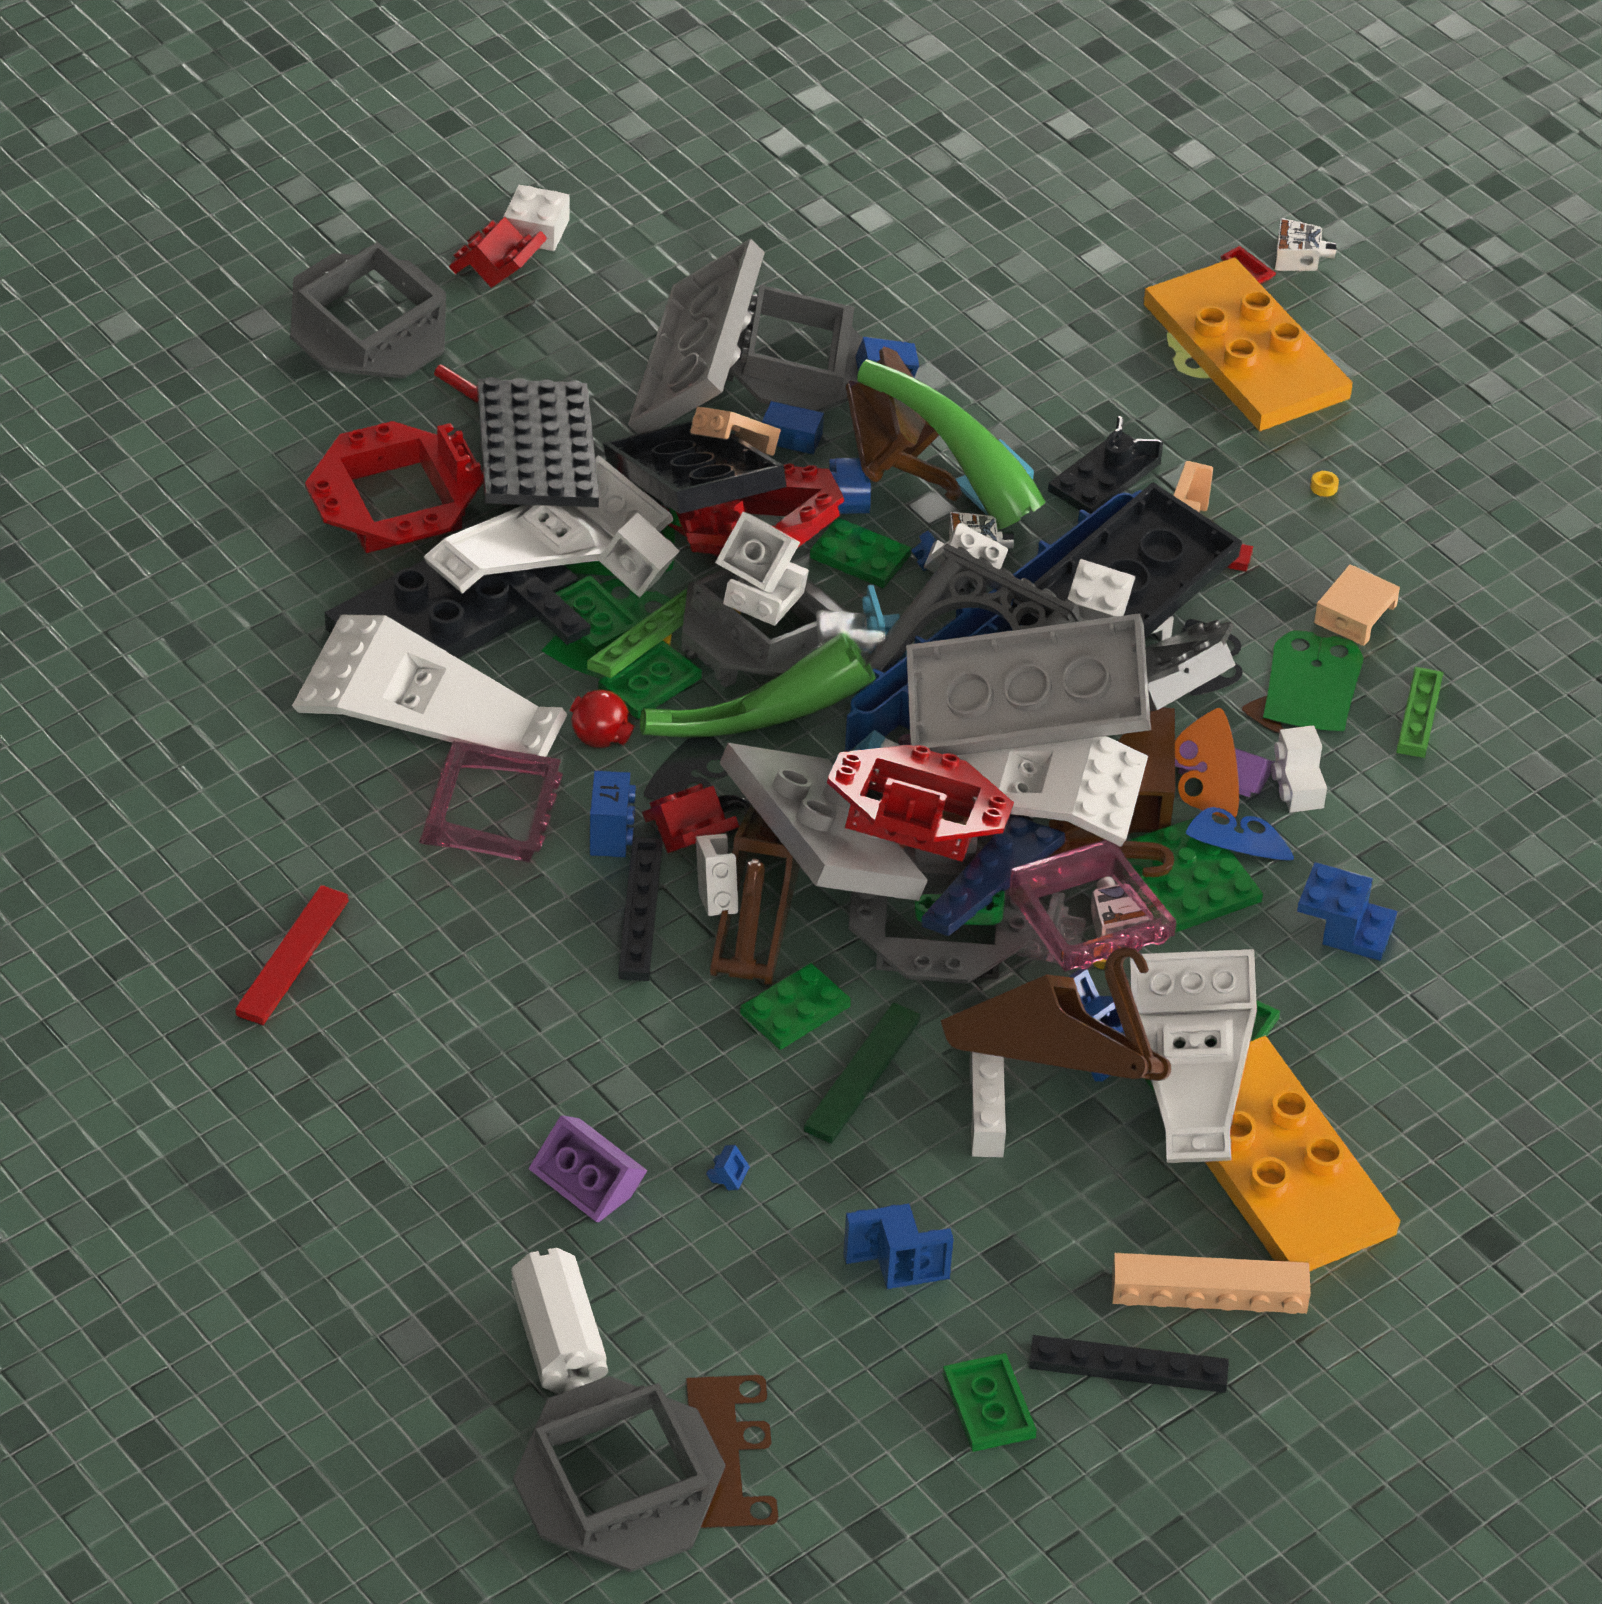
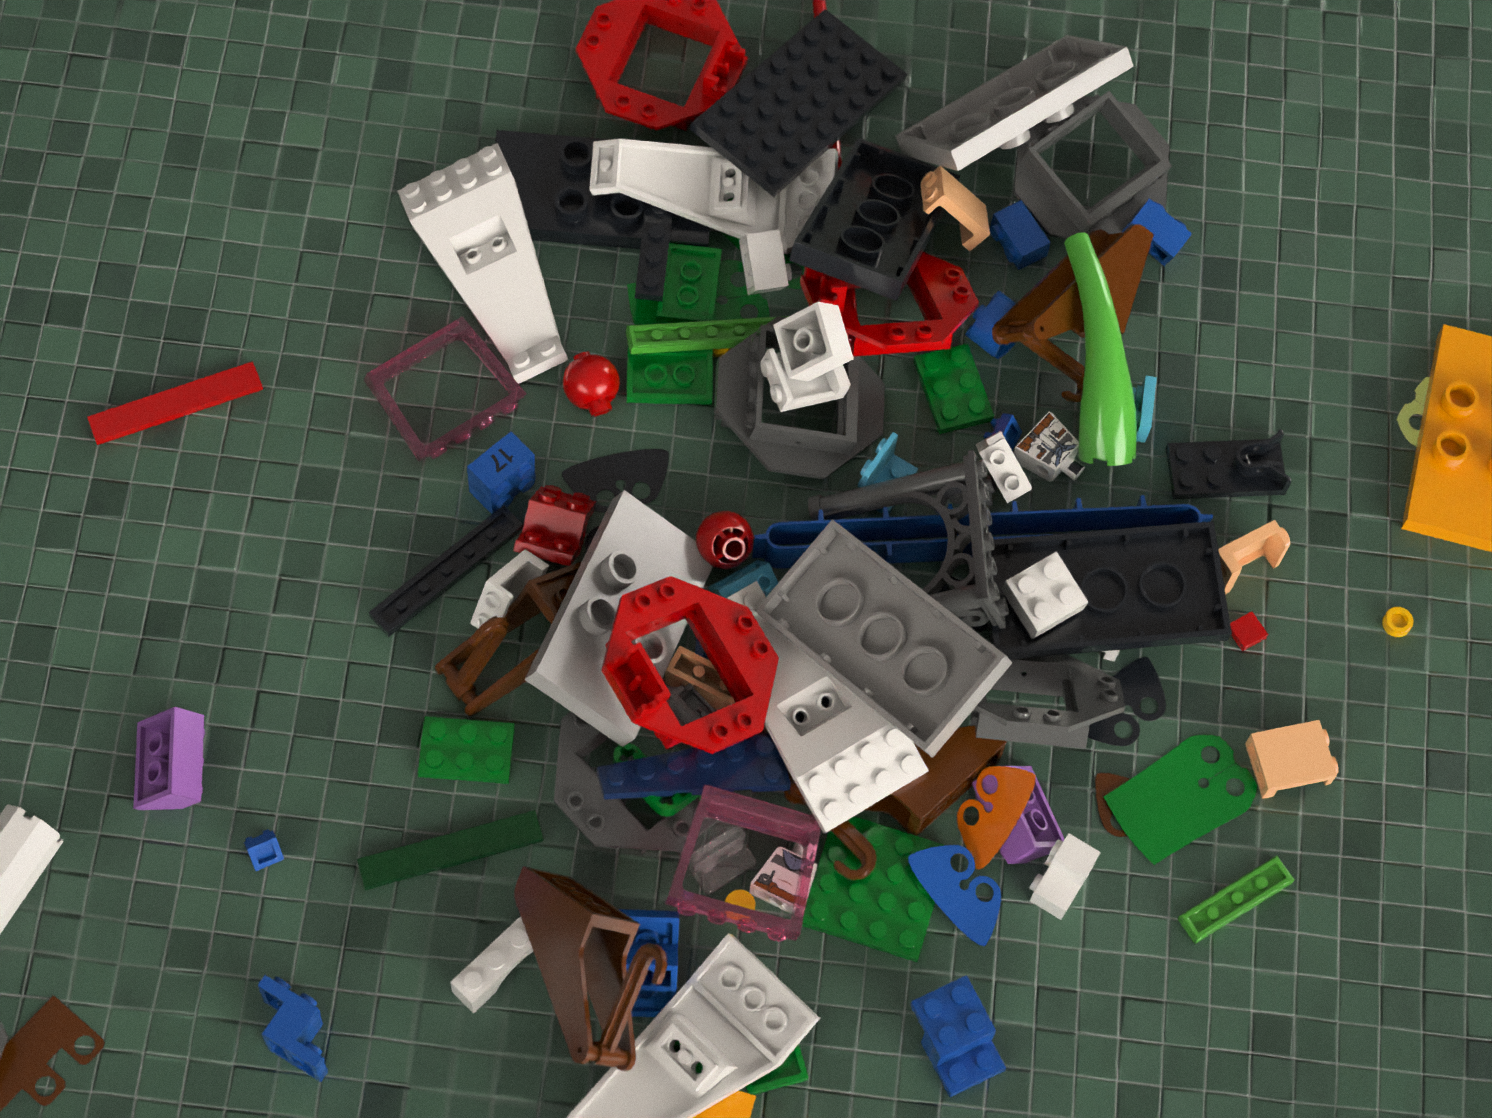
camera: 40 degrees right, 20 degrees up
(806, 687) = (760, 484): bright green brick -> none
(823, 737) = (724, 539): none -> red brick
(854, 624) = (831, 463): clear bracket -> none

